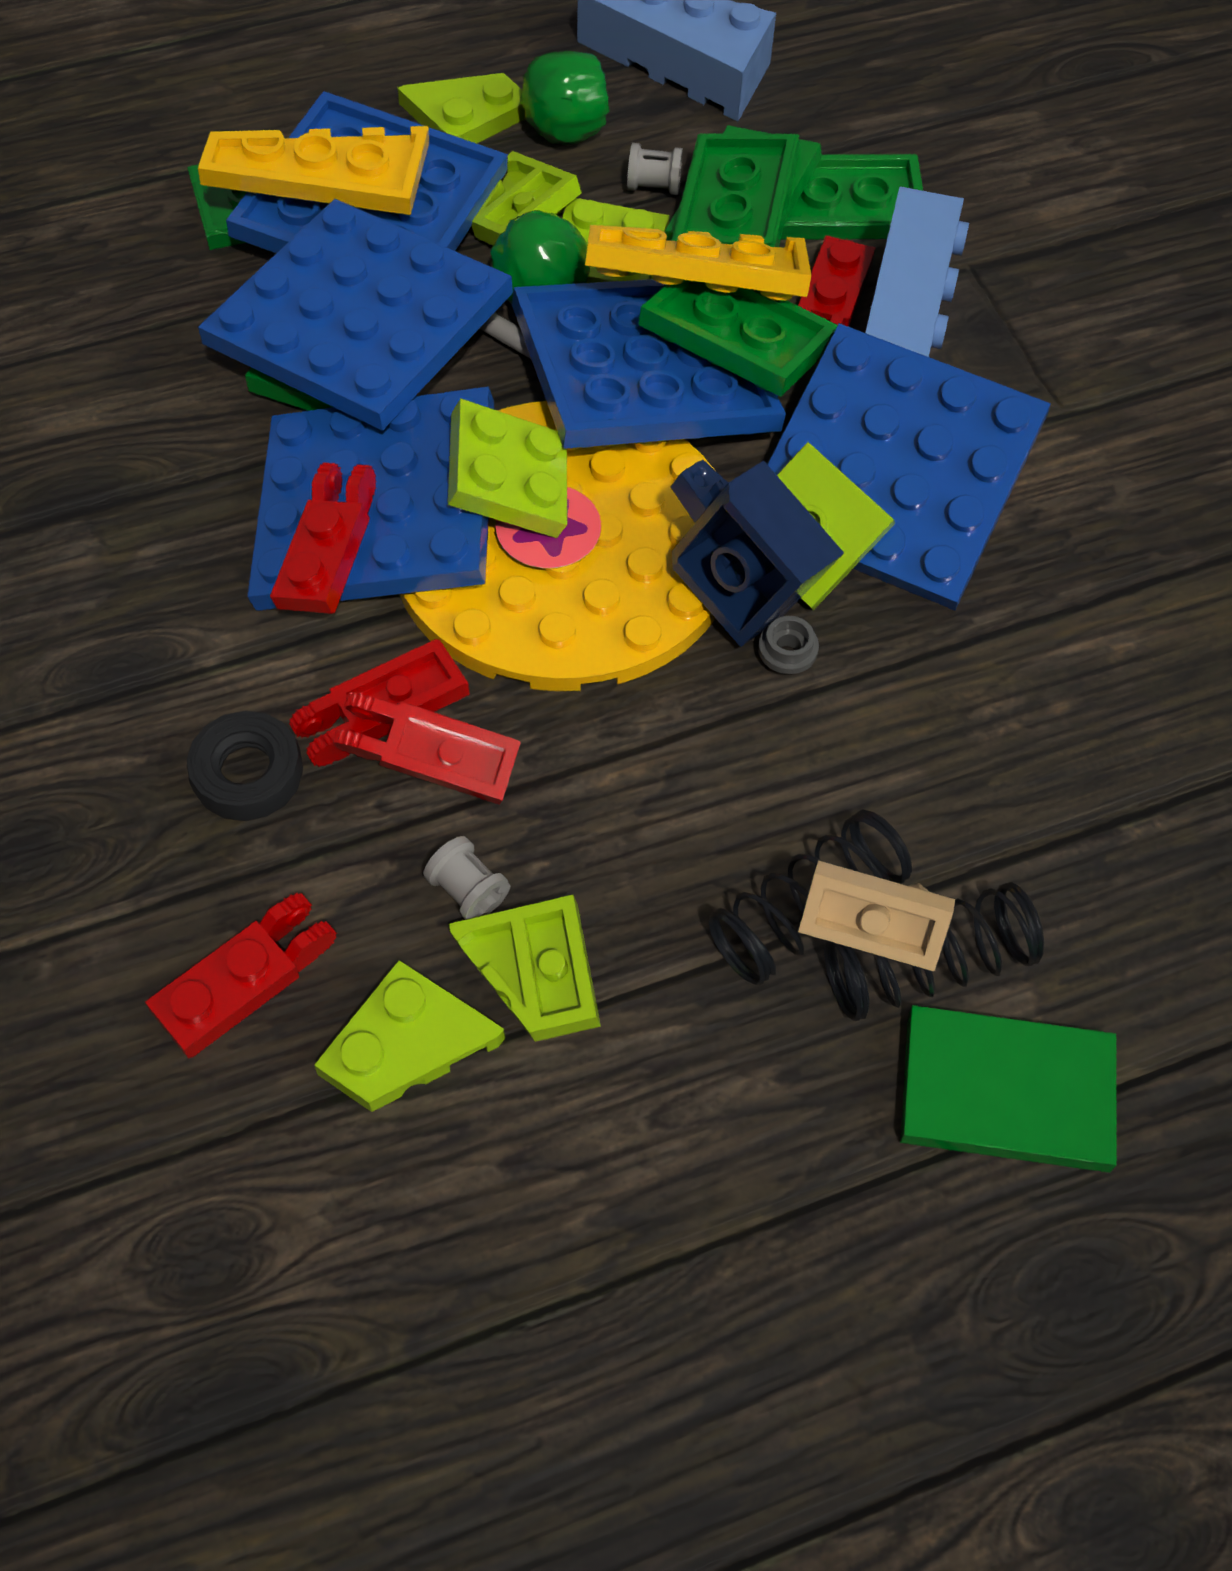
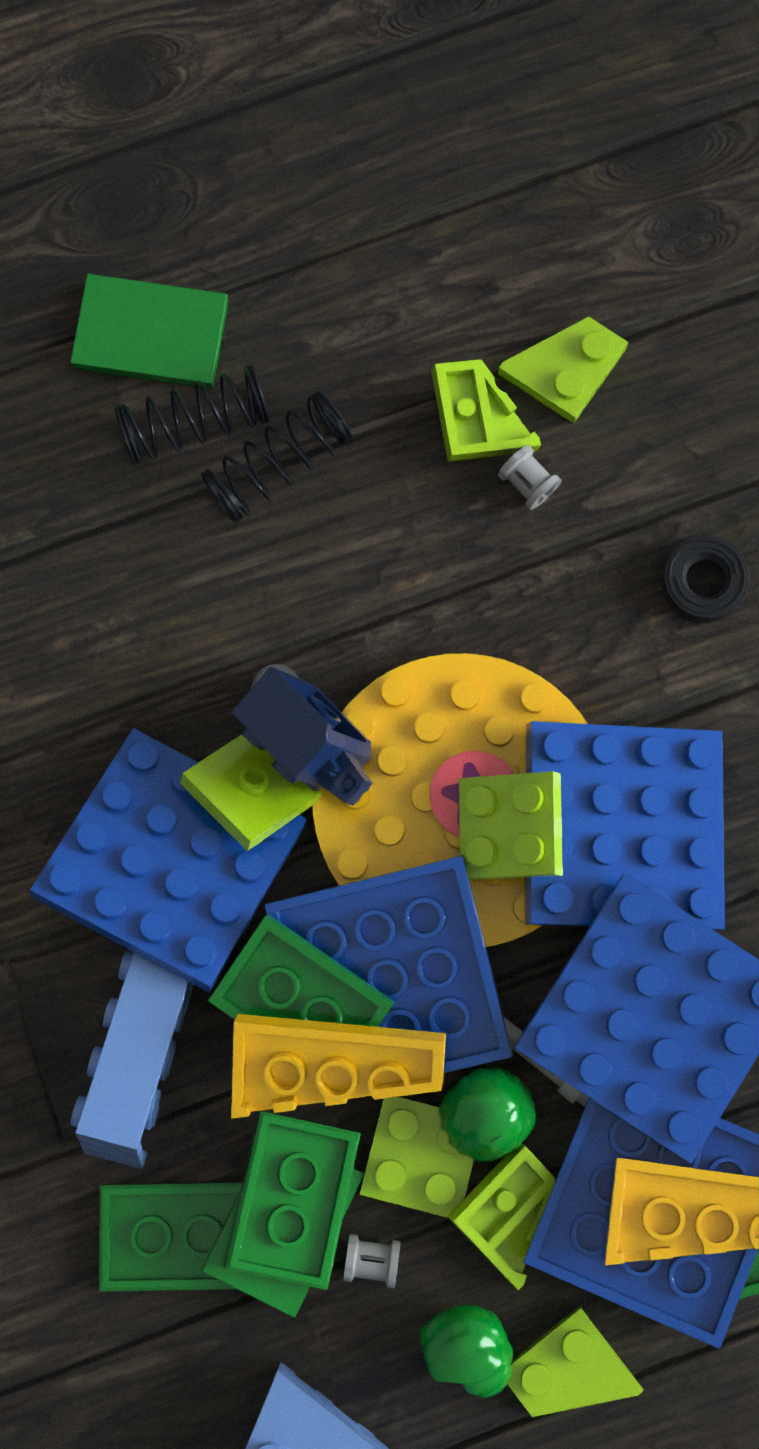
camera: 175 degrees left, 20 degrees up
(239, 976) = (689, 410): red hinge -> none
(325, 541) = (660, 754): red hinge -> none
(419, 677) = (600, 634): red hinge -> none
(432, 747) = (564, 579): red hinge -> none
(838, 279) = (200, 1102): red hinge -> none
(877, 915) = (217, 396): tan tile -> none

